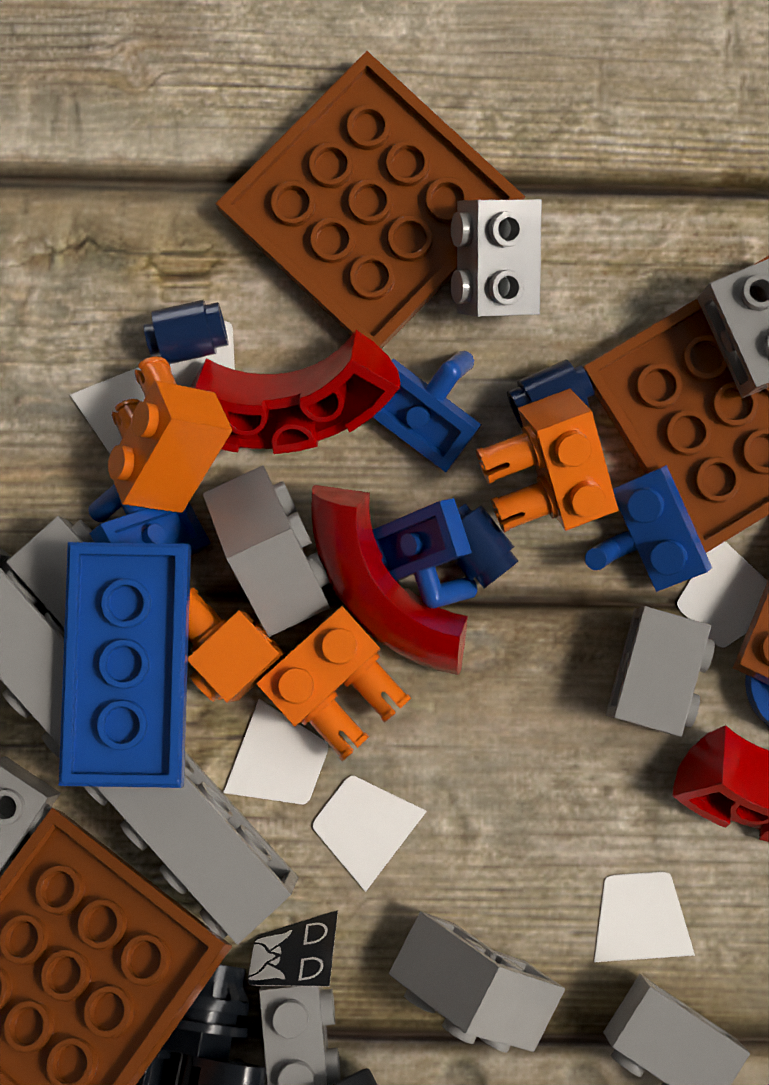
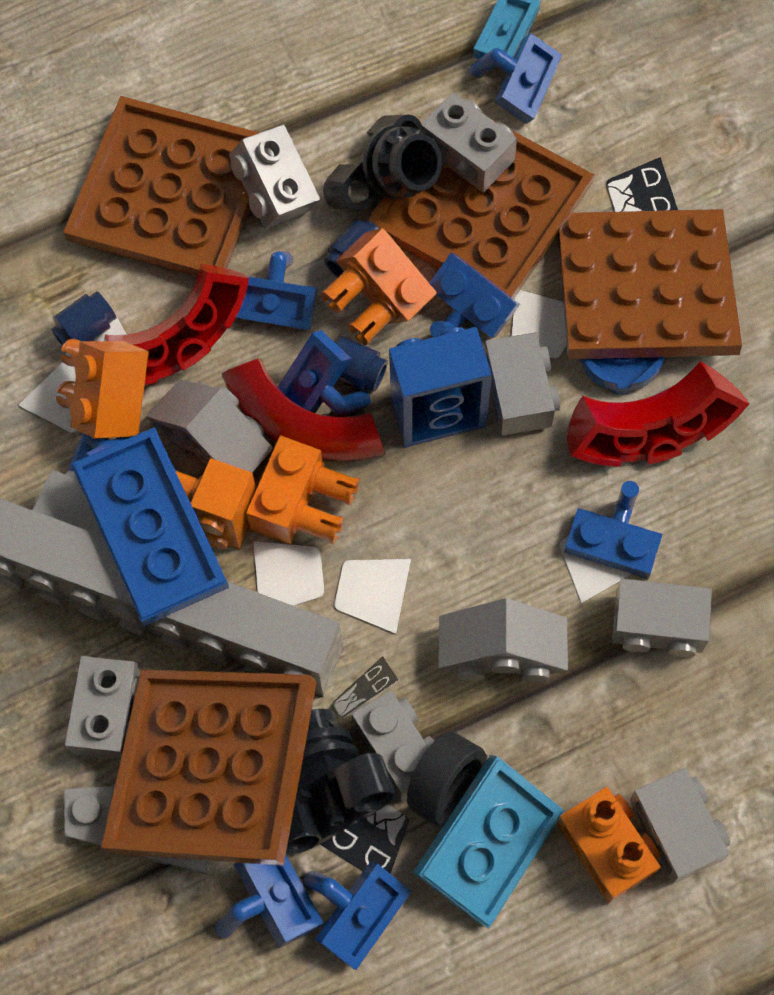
camera: 25 degrees left, 15 degrees down
(560, 644) = (439, 385): none -> blue brick
(650, 319) = (394, 165): none -> black beam
(670, 909) = (613, 539): none -> blue plate

